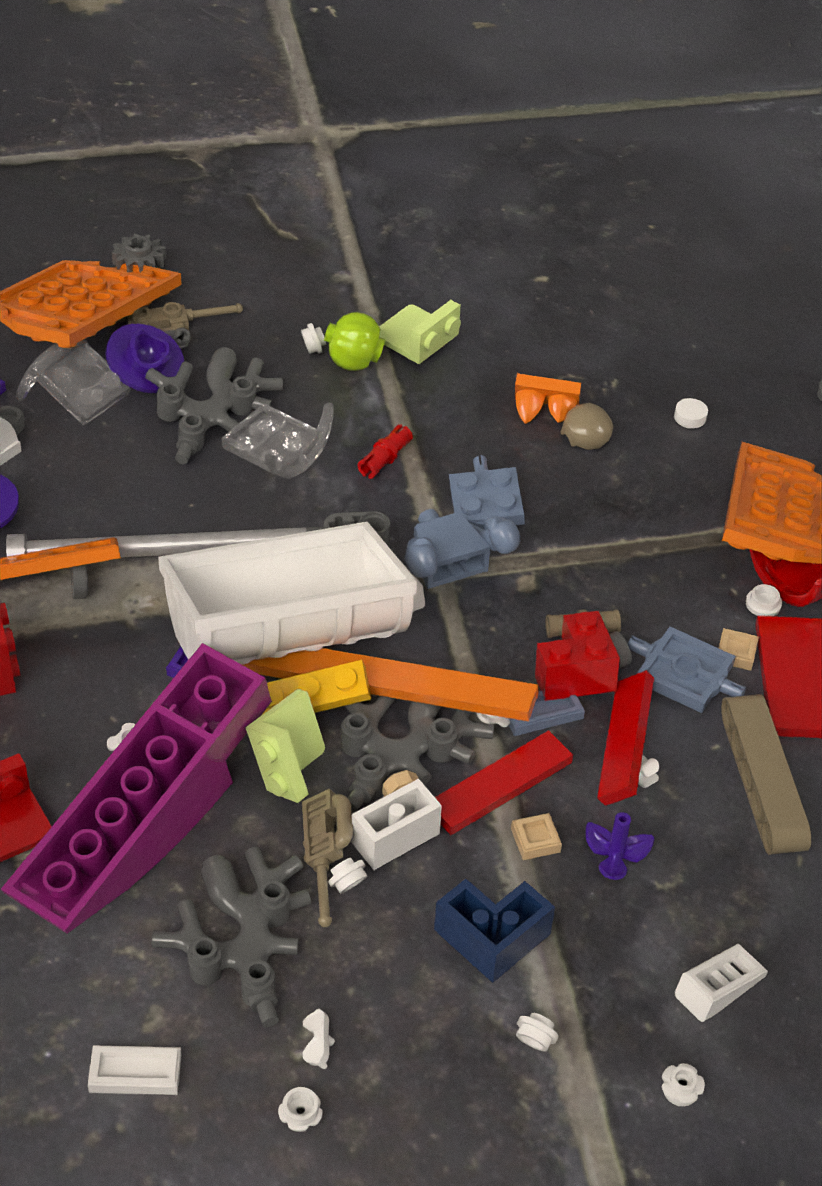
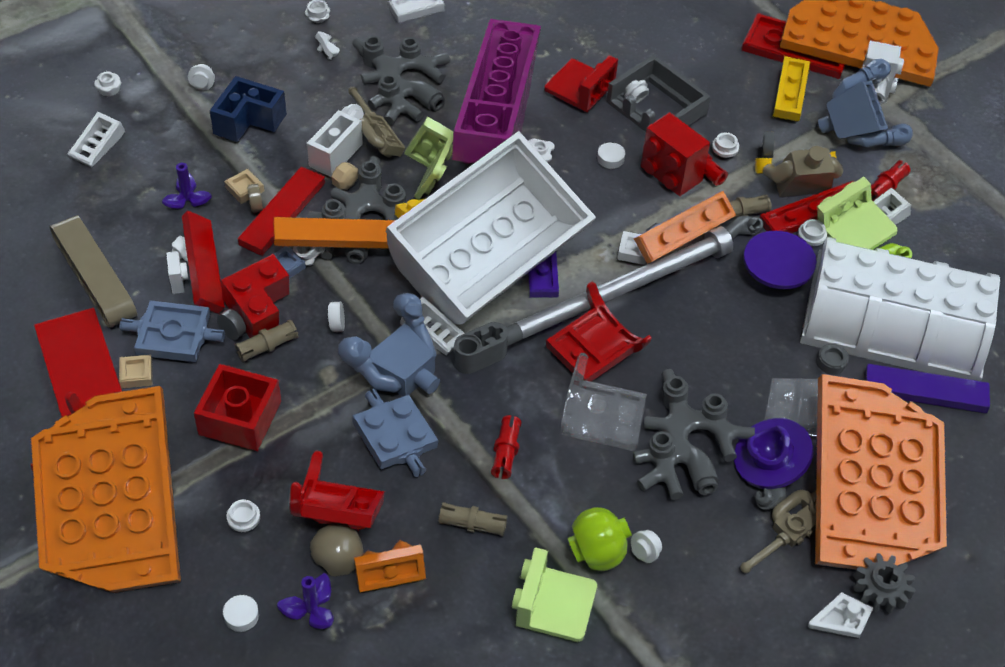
camera: 155 degrees right, 5 degrees up
(44, 708) = (611, 155): none -> white tile
(114, 582) = (629, 250): none -> white plate
(188, 255) = (842, 617): none -> white piece
(232, 500) = (596, 335): none -> red piece
(451, 408) = (473, 519): none -> dark tan pin
(495, 619) = (336, 316): none -> white tile
(531, 796) = (254, 198): none -> dark tan tile
(577, 442) = (332, 501): none -> red piece
(623, 391) = (314, 593): none -> dark purple plant
(640, 551) = (238, 407): none -> red brick
(661, 731) = (177, 272): none -> white plate
(664, 478) = (243, 516): none -> white plate

